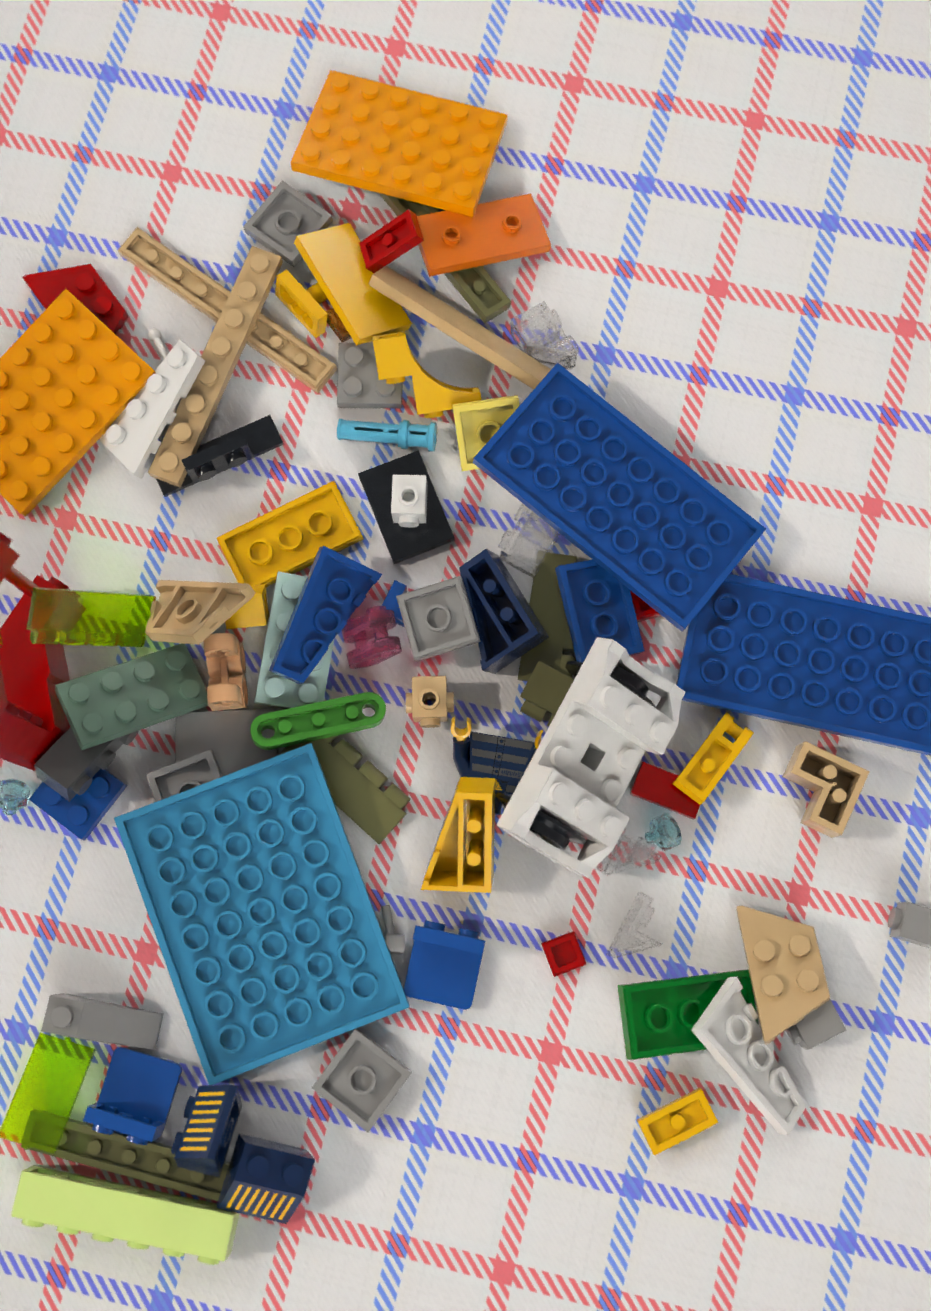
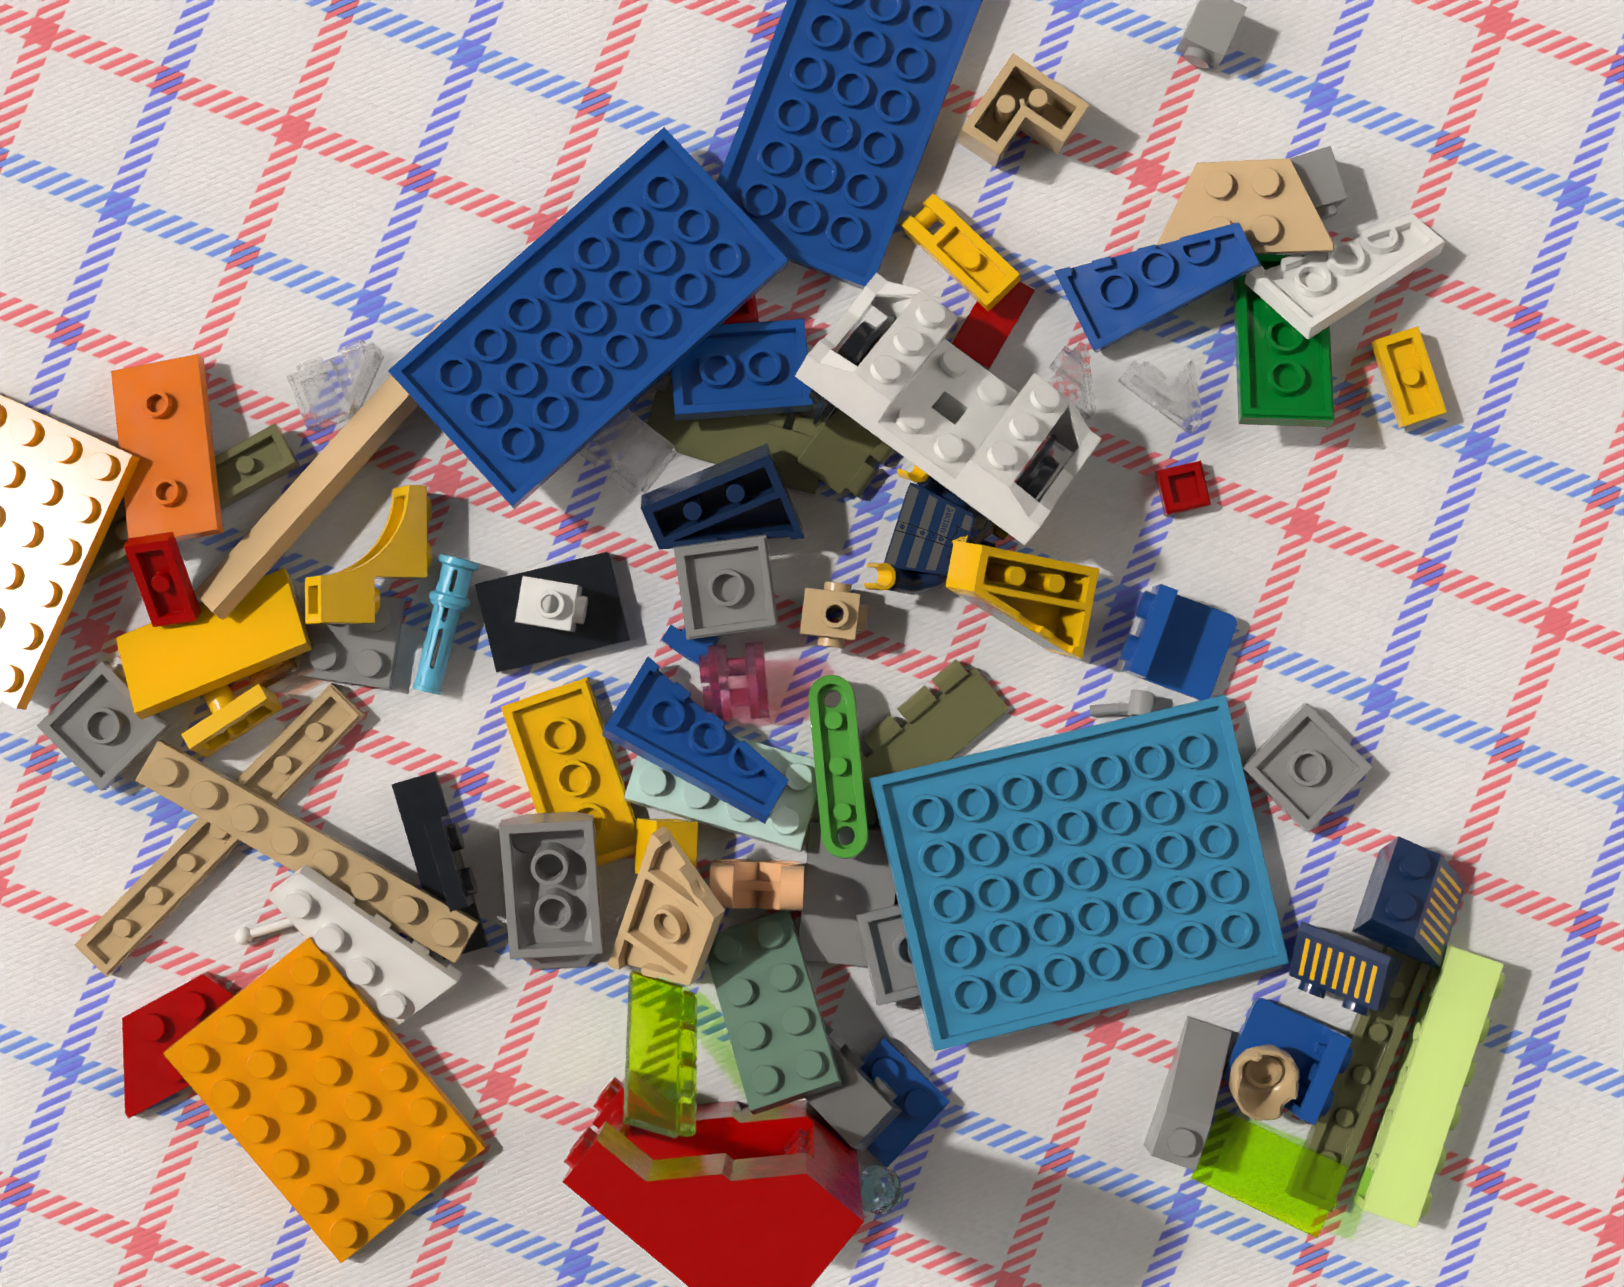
camera: 90 degrees left, 10 degrees up
(114, 1076) = (1264, 1081): none -> tan hair
(207, 529) = (551, 889): none -> light grey slope
(477, 424) = (456, 490): light yellow plate -> none
(664, 832) = (1047, 333): clear light blue tile -> none
(709, 896) = (1140, 287): none -> blue wing

